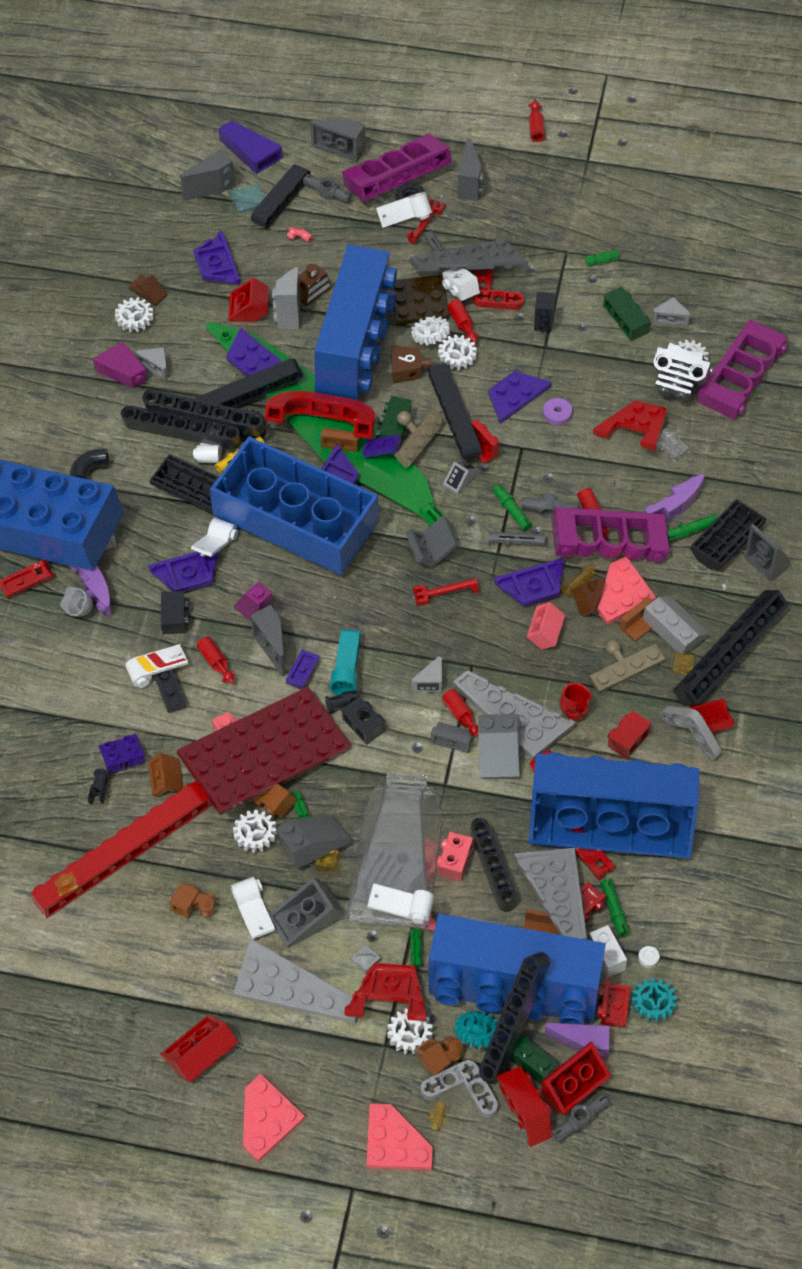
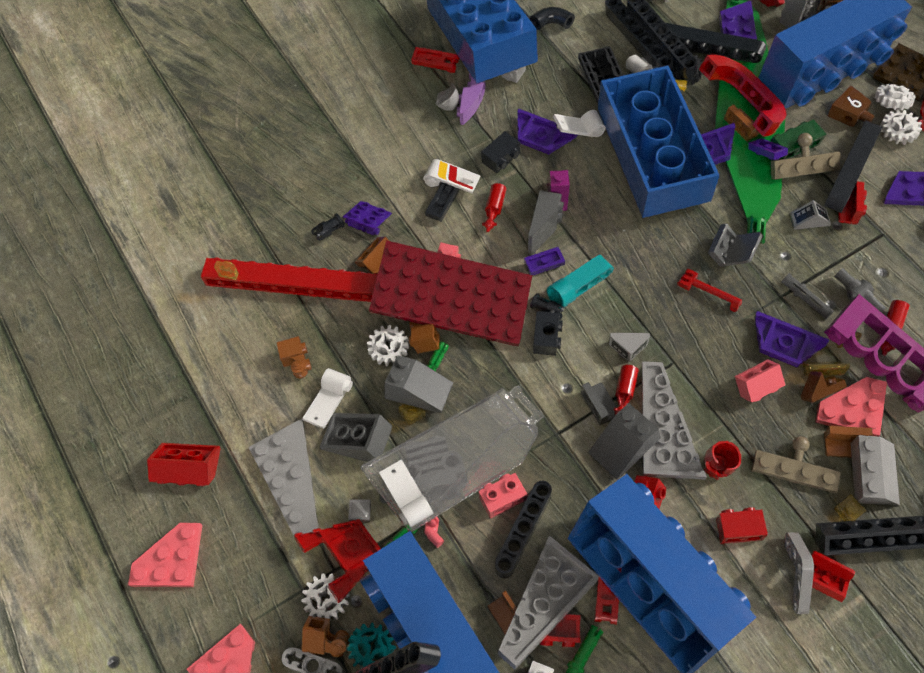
camera: 50 degrees right, 5 degrees up
(508, 502) = (828, 264): green pin -> none

